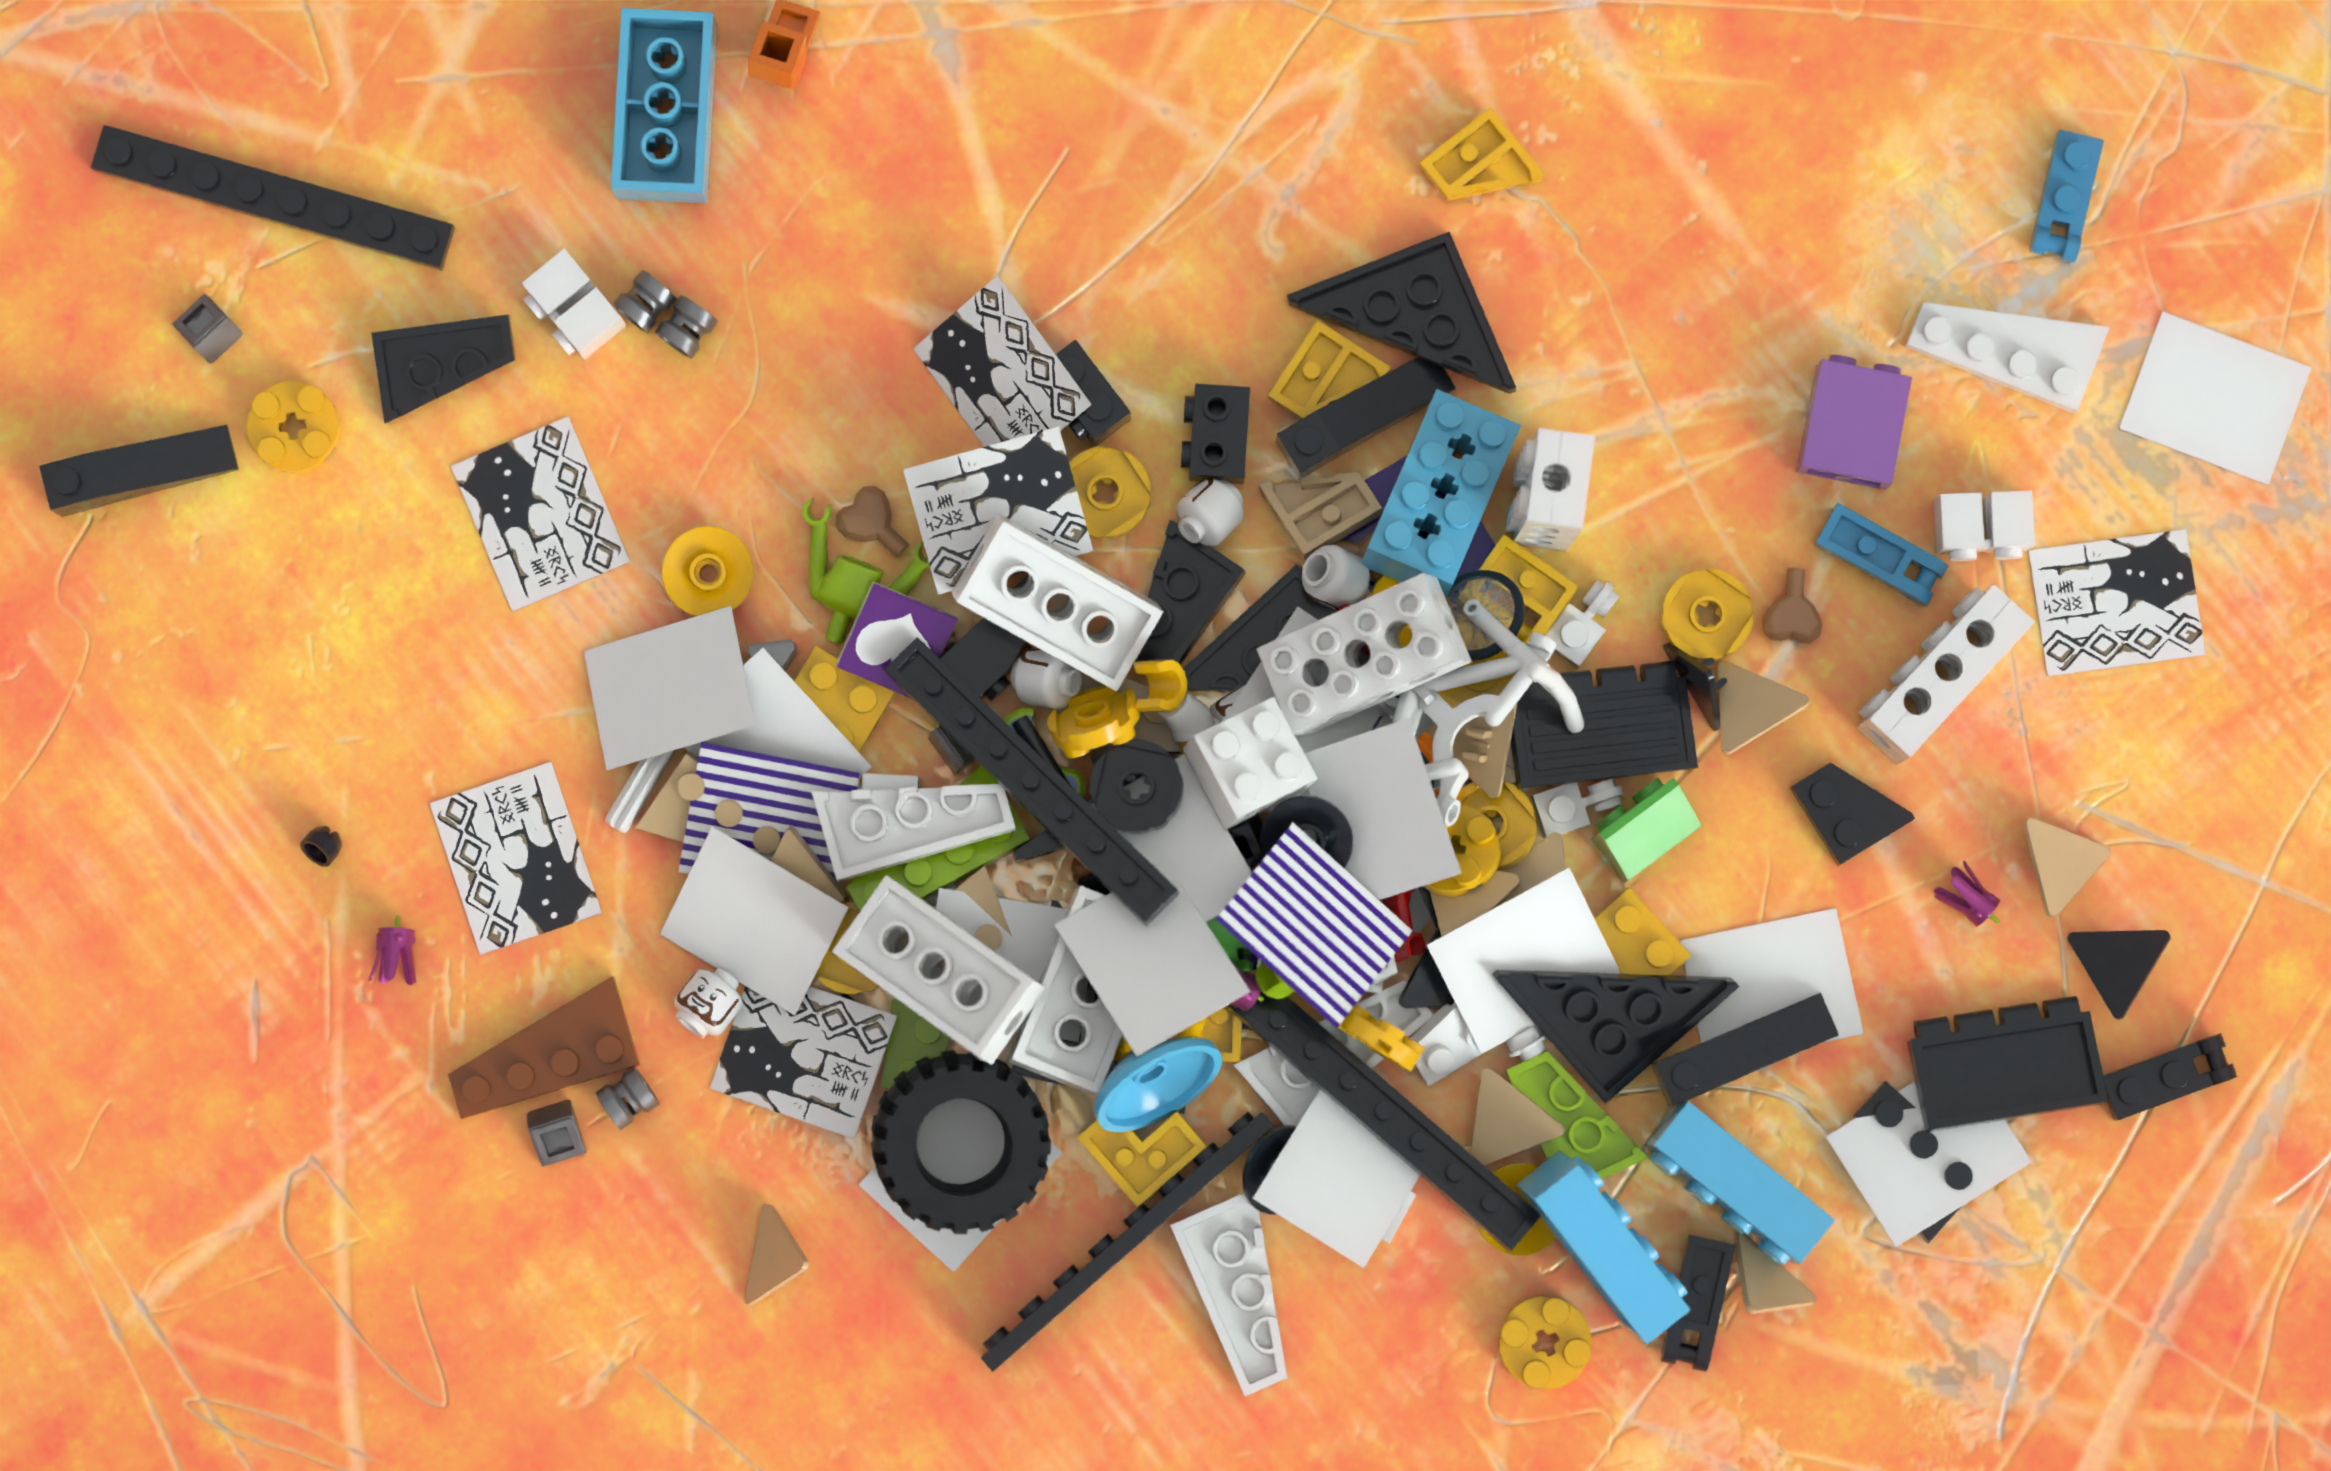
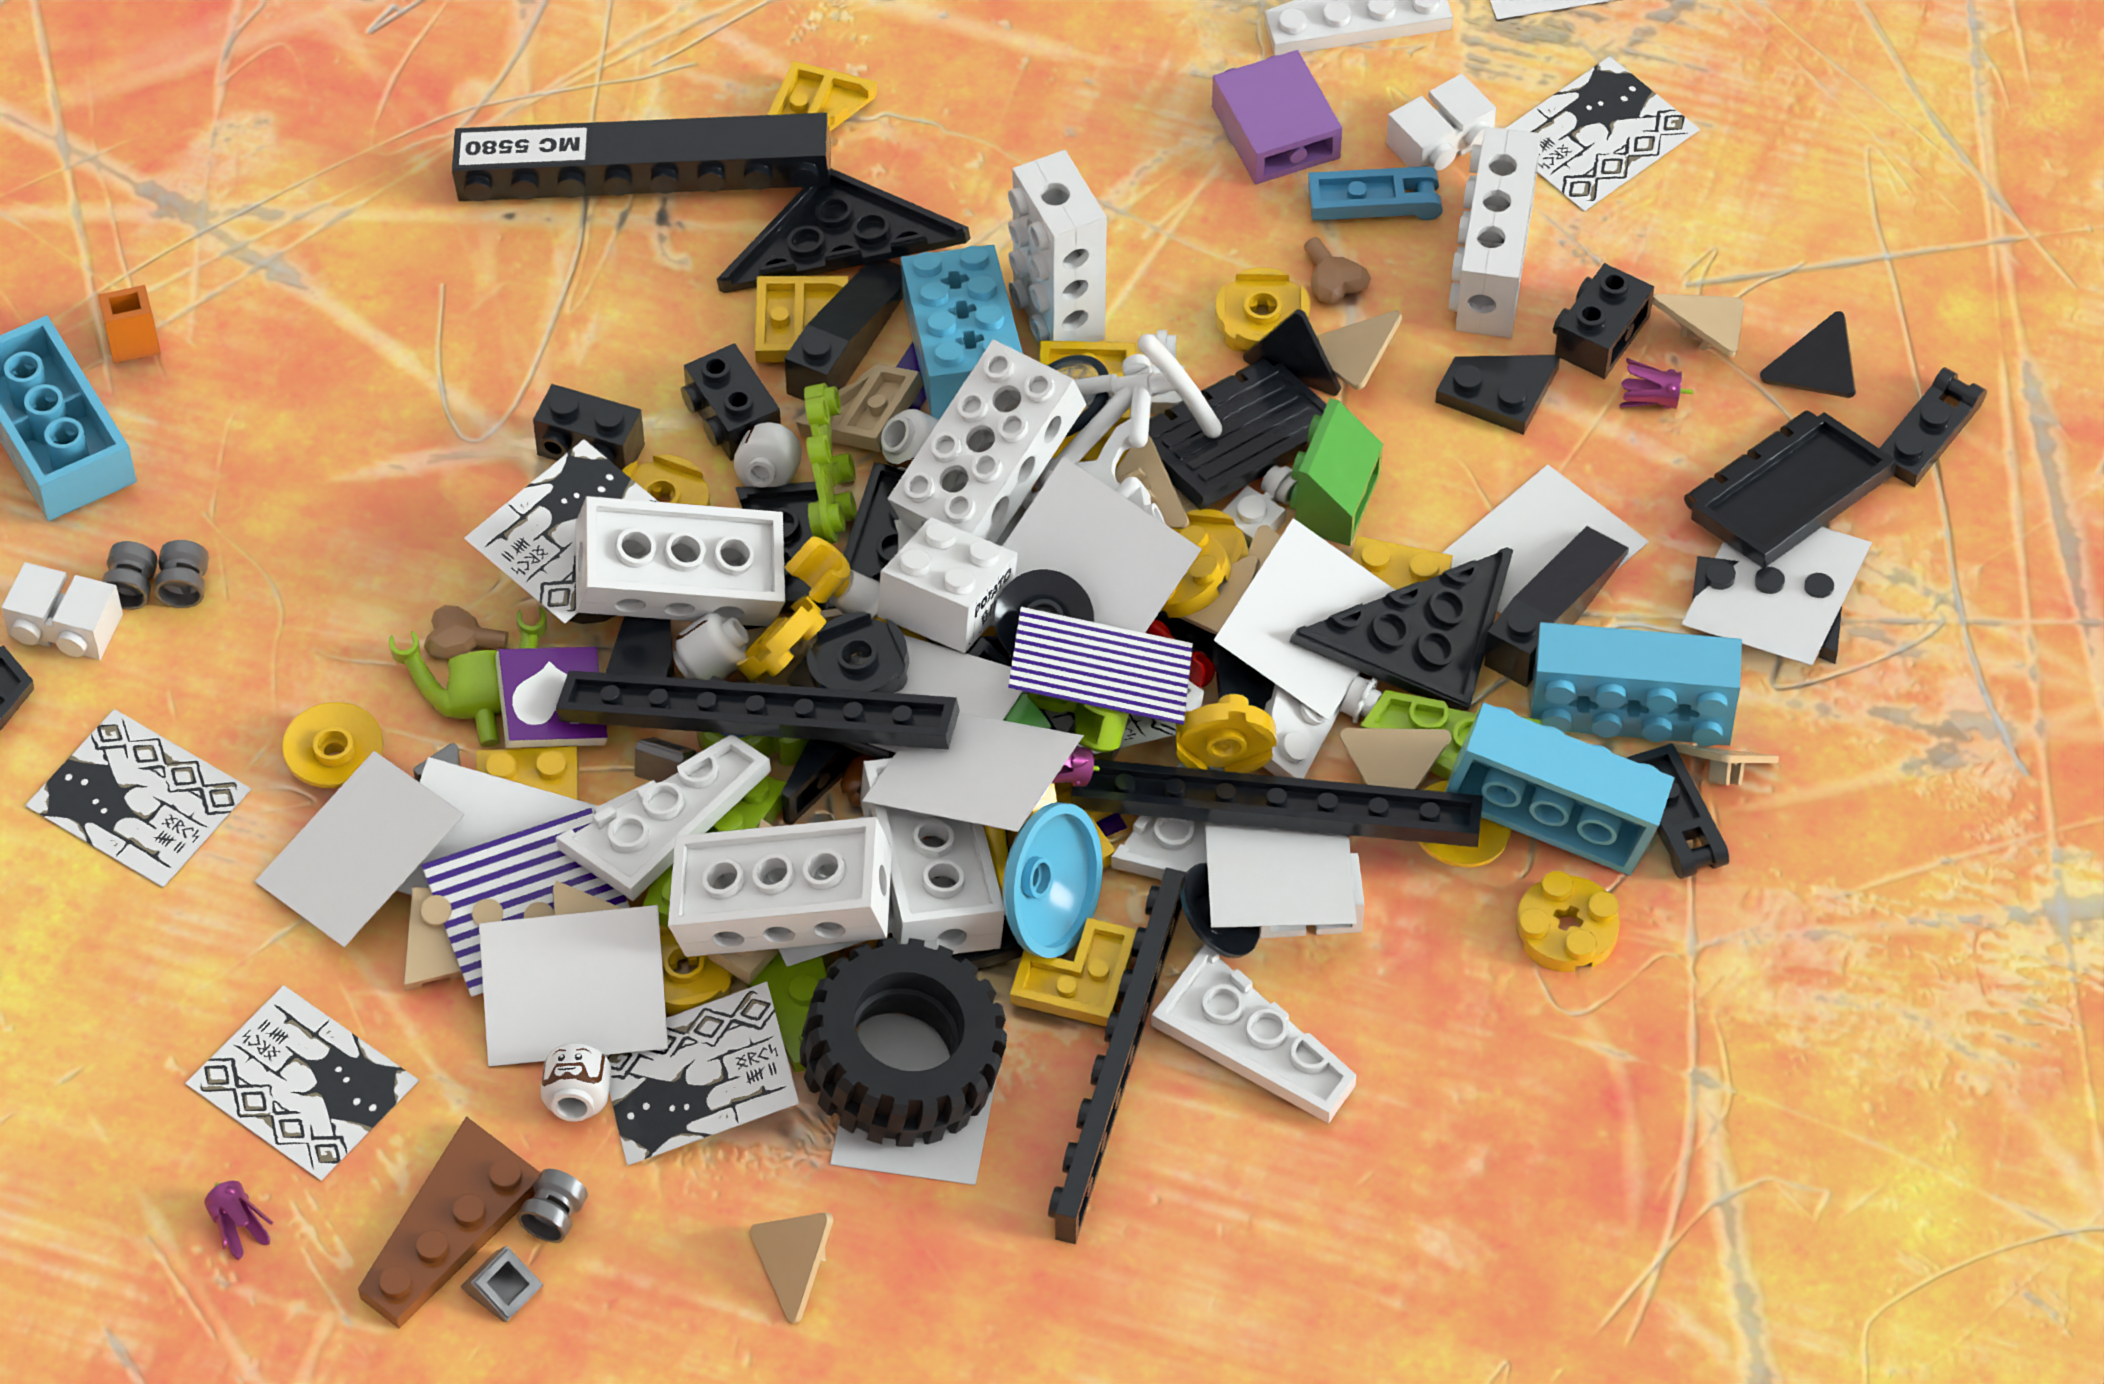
camera: 30 degrees left, 30 degrees down
(321, 846) = (90, 1169): black hinge -> none
(636, 791) = (385, 952): white axle -> none
(1000, 369) = (492, 441): sticker -> none
(1230, 579) = (832, 510): none -> lime plant
(1299, 136) = (642, 157): none -> black brick
(1974, 807) = (1603, 320): none -> black brick

